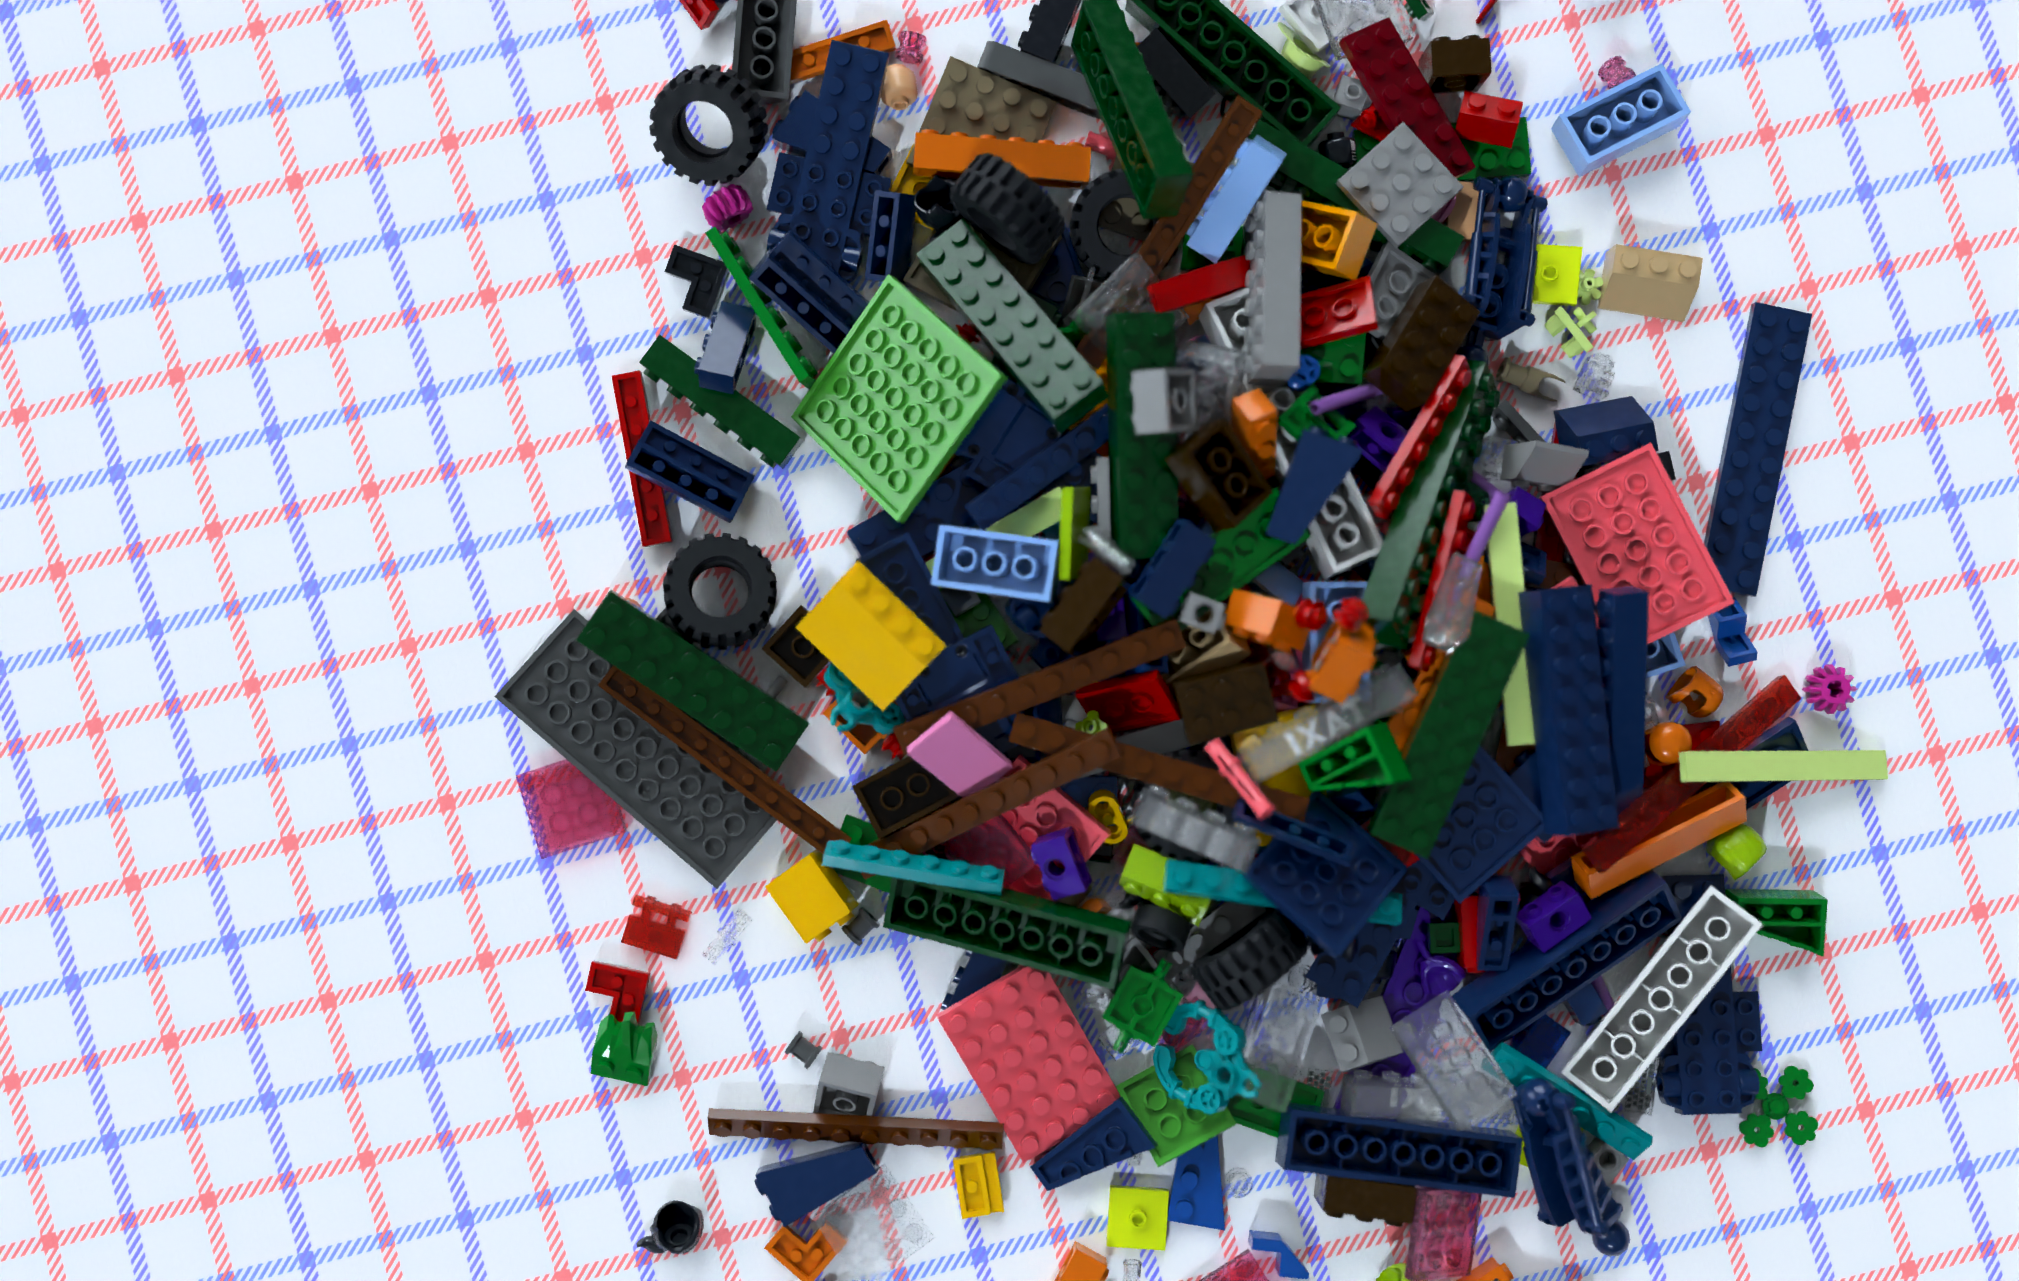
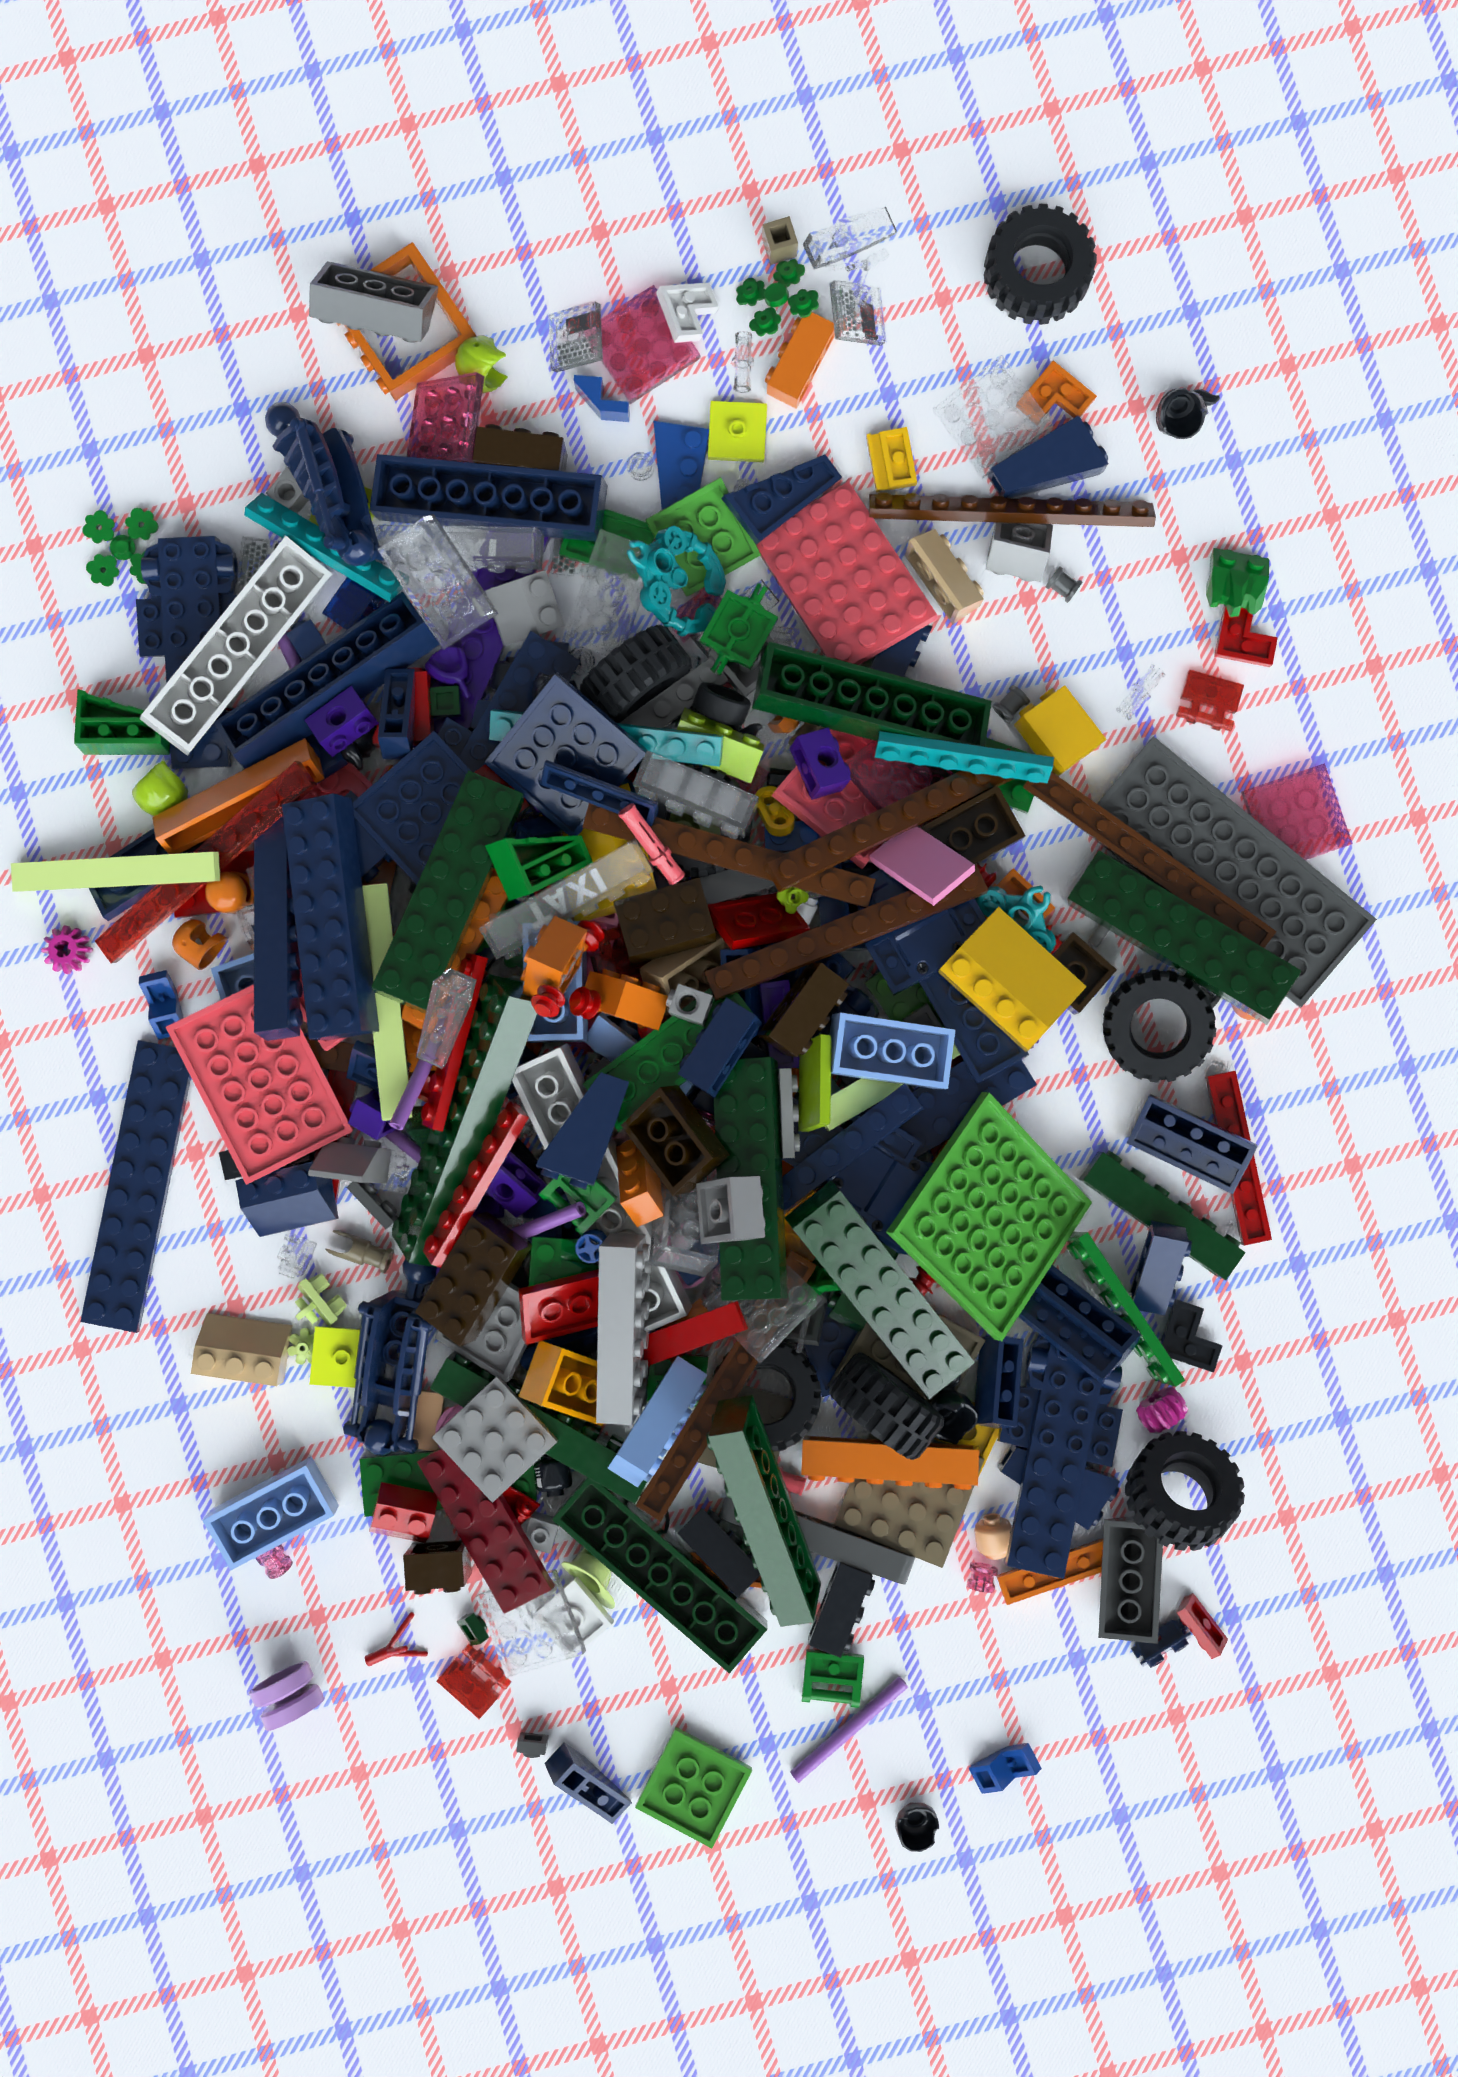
camera: 175 degrees left, 0 degrees up
(926, 1061) = (944, 575): none -> tan slope
(1107, 551) = (784, 1064): clear pin -> none

